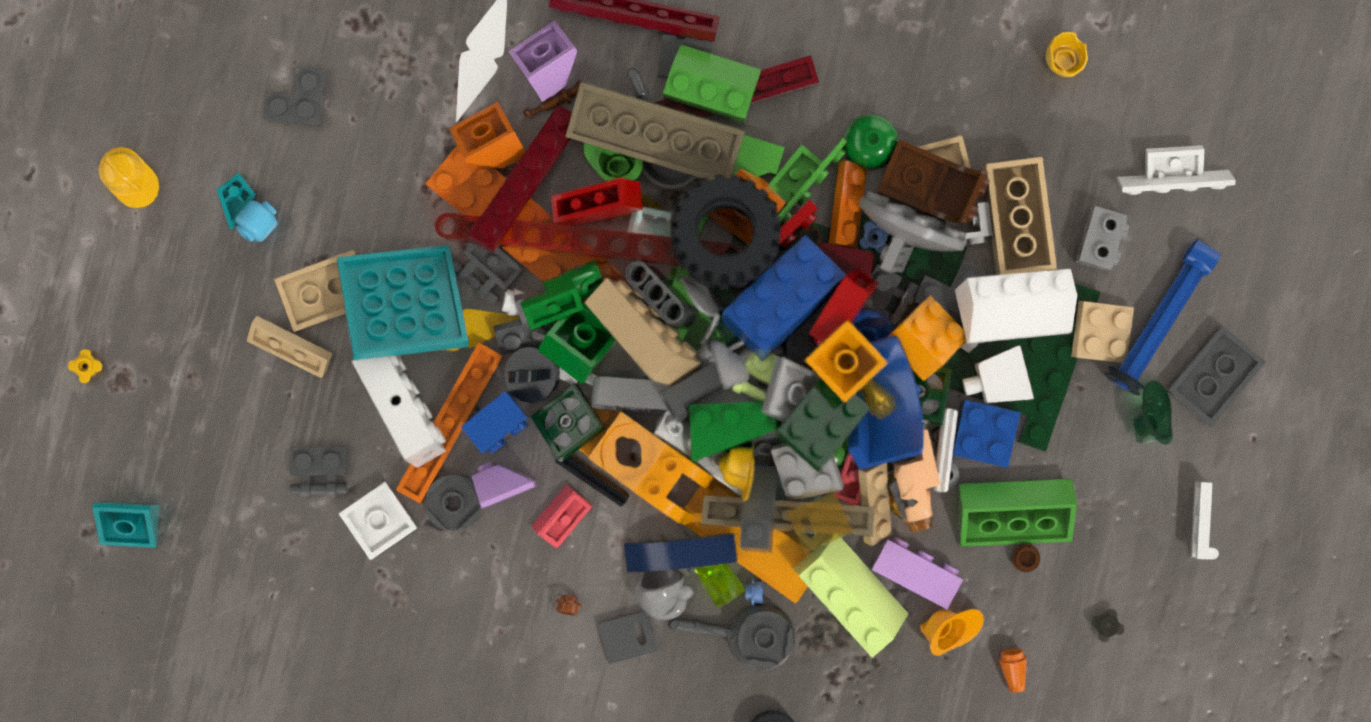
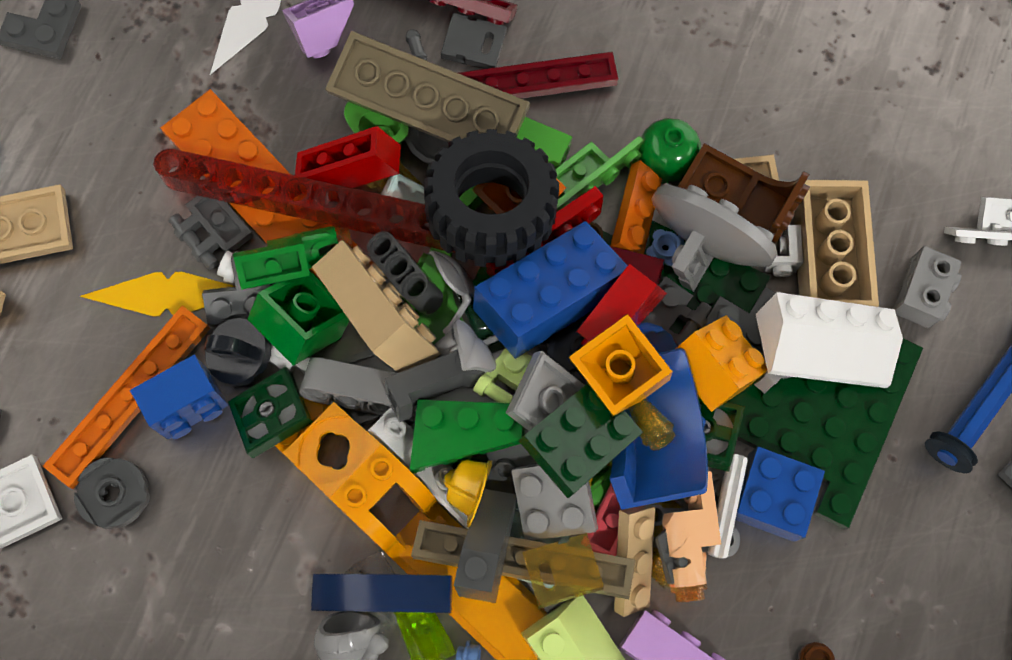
camera: 10 degrees right, 15 degrees down
(401, 302) = (94, 242): teal plate -> none
(401, 409) = (65, 361): white brick -> none
(488, 138) = (242, 91): orange slope -> none
(499, 483) = (169, 476): lavender slope -> none
(522, 181) = (262, 133): dark red plate -> none
(559, 98) = (316, 65): reddish brown piece -> none
(561, 516) = (242, 530): coral slope -> none
(568, 605) = (227, 643): dark orange plate -> none
(594, 480) = (290, 488): black axle -> none
(711, 83) = (497, 60): bright green slope -> none
(1000, 378) = (804, 427): white torso -> none
(1016, 512) = (810, 599): bright green slope -> none
(1066, 54) = (894, 87): yellow hair -> none
(1102, 331) = (925, 392): tan plate -> none
(1153, 416) = (981, 502): clear green piece -> none

